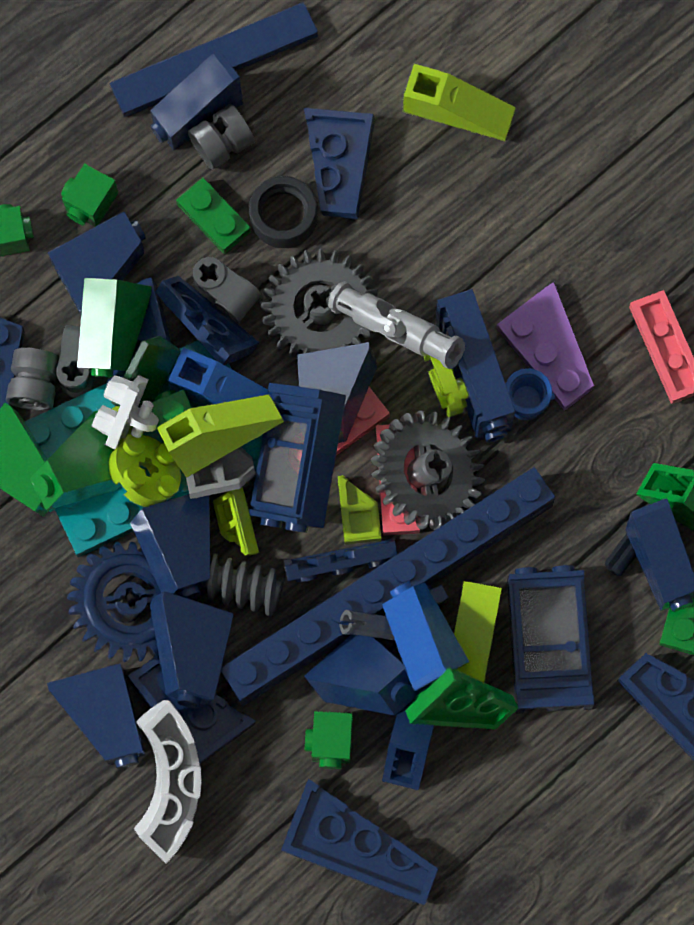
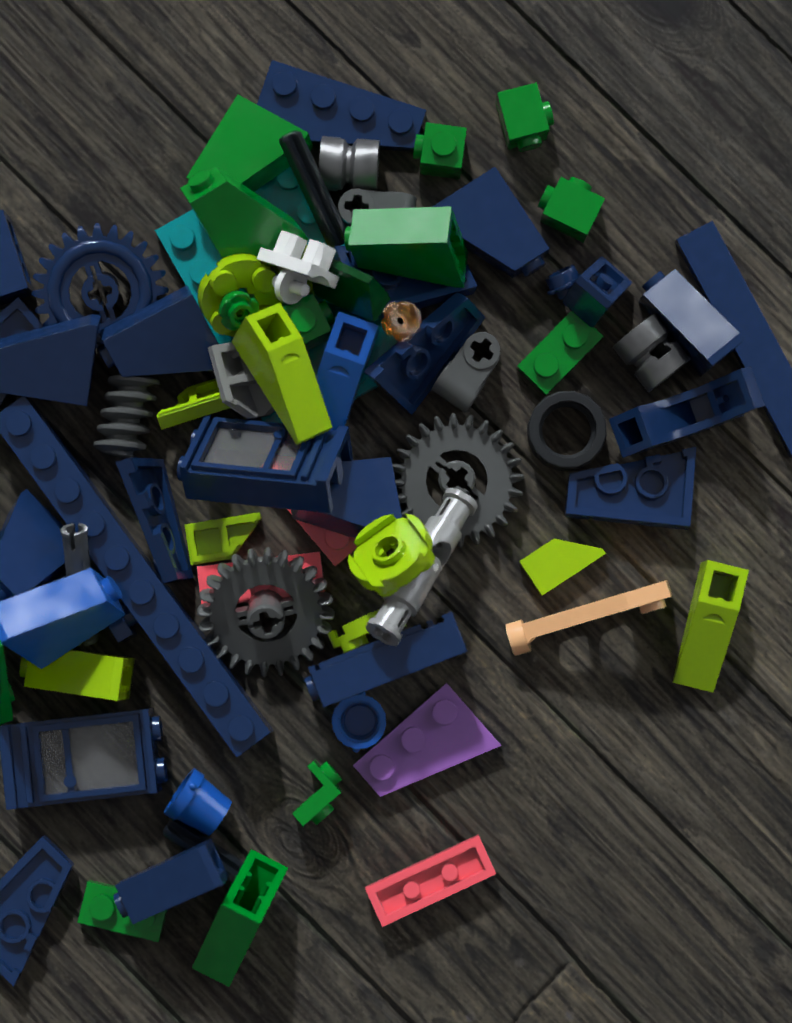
camera: 90 degrees right, 10 degrees up
(28, 299) = (440, 150): none -> green brick
(54, 402) = (313, 188): none -> black axle
(152, 207) = (561, 281): none -> dark blue plate
(159, 467) = (231, 304): none -> green plate
(166, 176) = (596, 291): none -> dark blue slope
(179, 332) = (411, 320): none -> clear orange plate
(274, 107) = (687, 413): none -> dark blue arch
(397, 228) = (558, 562): none -> lime tile
(401, 340) = (389, 573): none -> lime plate
(432, 149) = (646, 598): none -> light nougat plate
(593, 540) = (198, 803): none -> blue piece
(597, 437) = (318, 804): none -> green bracket

